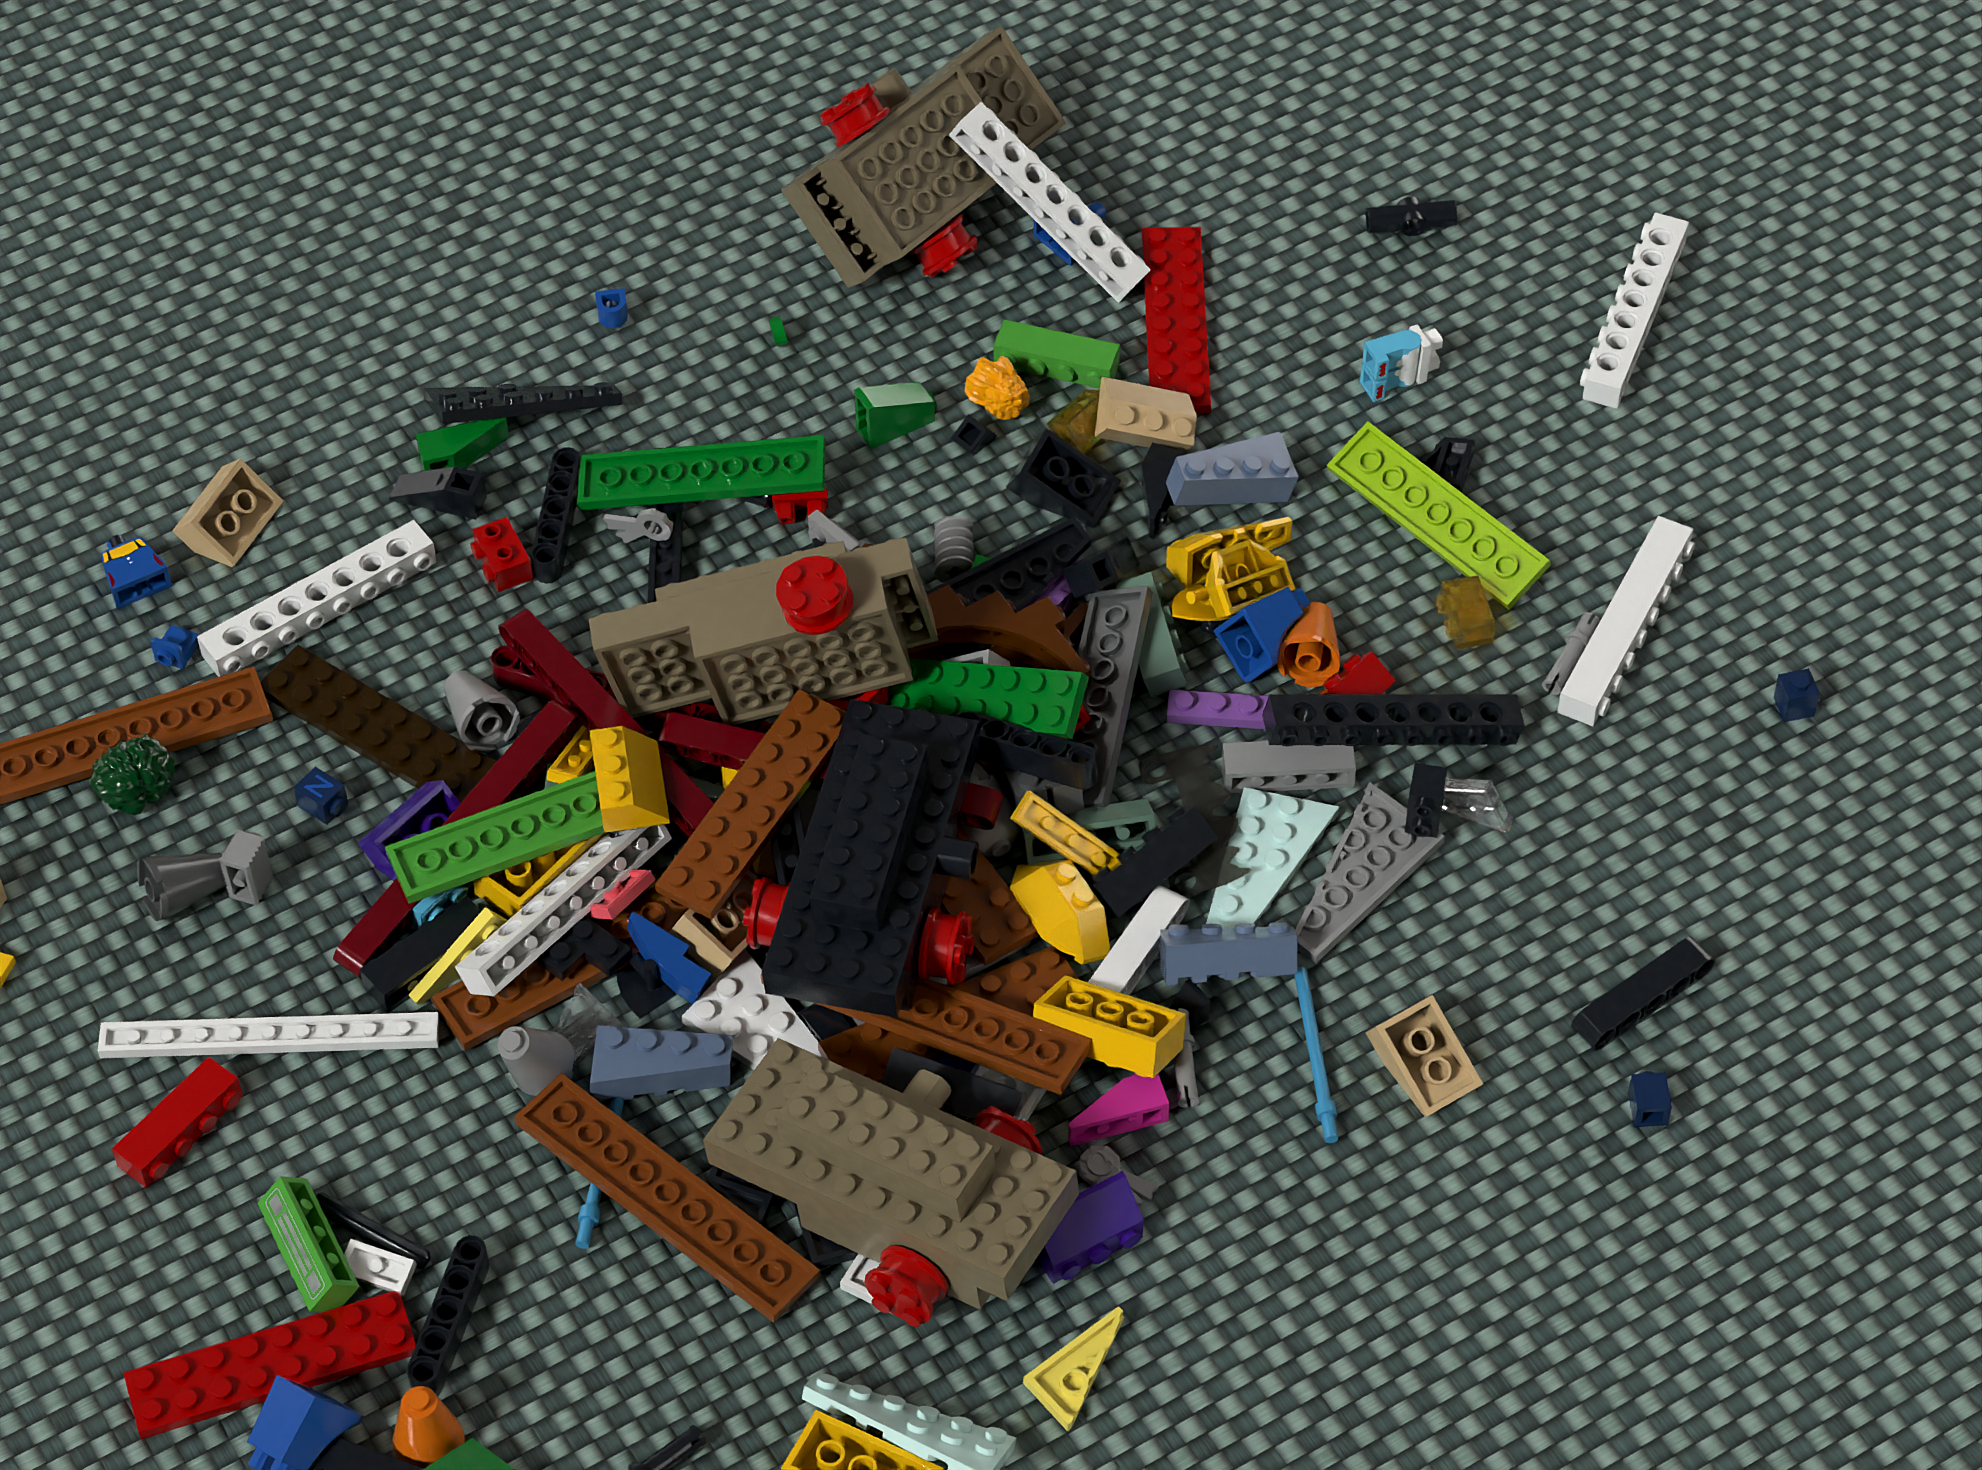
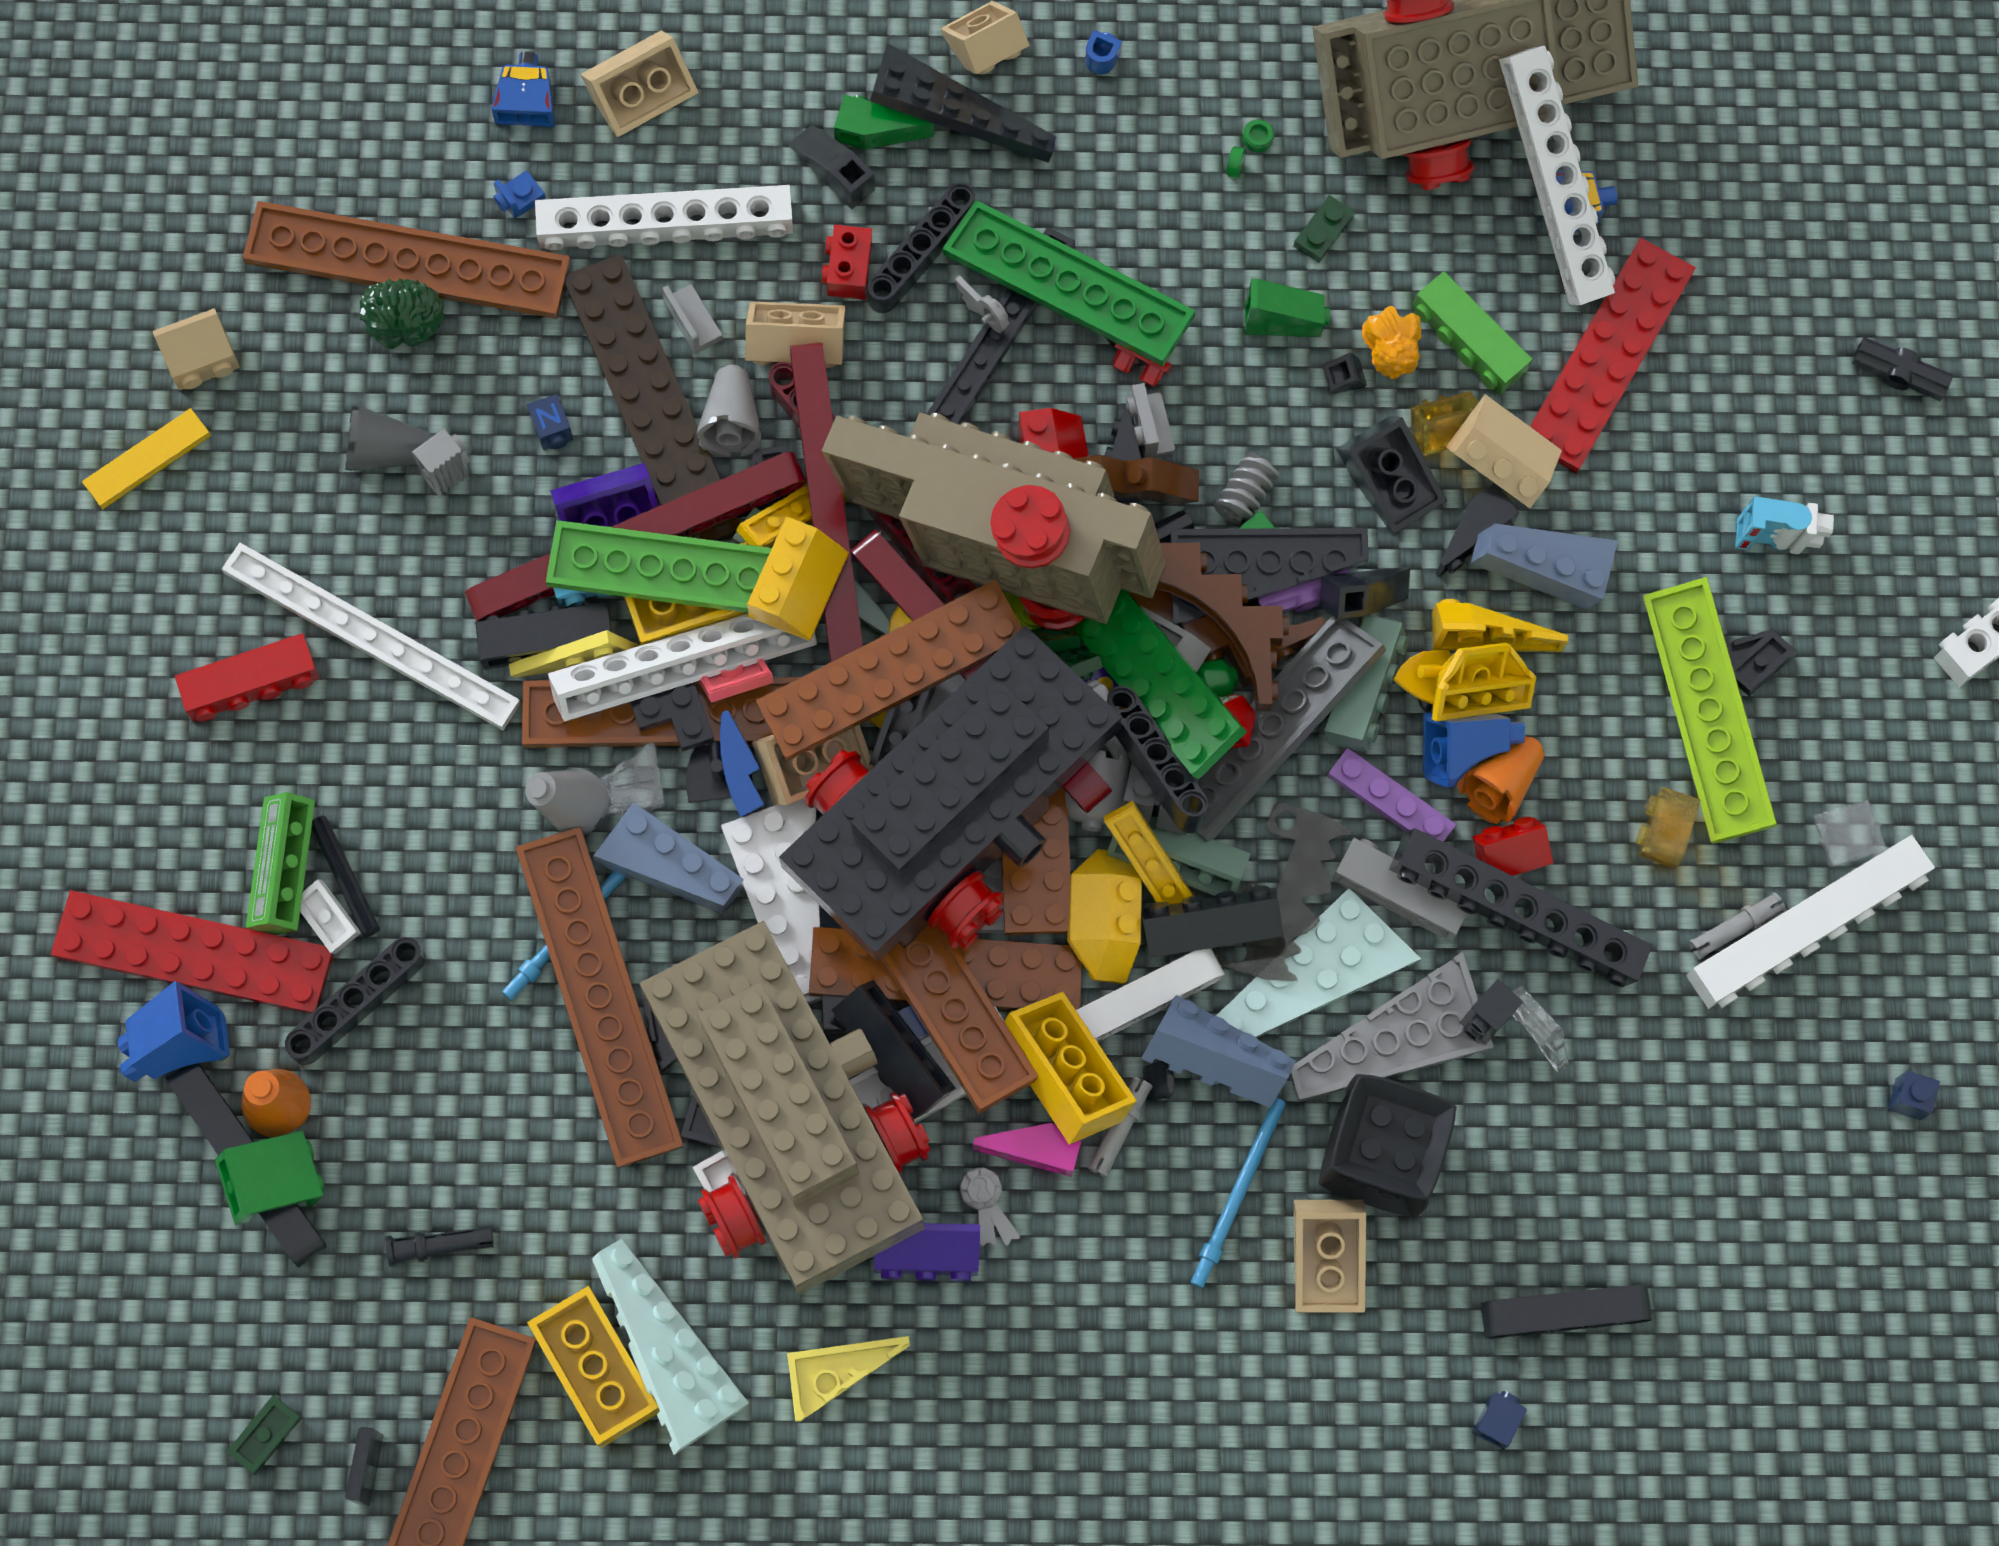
camera: 25 degrees right, 20 degrees up
(391, 662) = (692, 318): none -> light grey panel
(477, 632) = (776, 326): none -> tan slope
(506, 343) = (986, 37): none -> tan slope
(783, 305) = (1258, 135): none -> green tile
(883, 344) = (1324, 228): none -> dark green plate
(1413, 937) = (1387, 1145): none -> black piece
(1608, 548) = (1849, 833): none -> clear piece

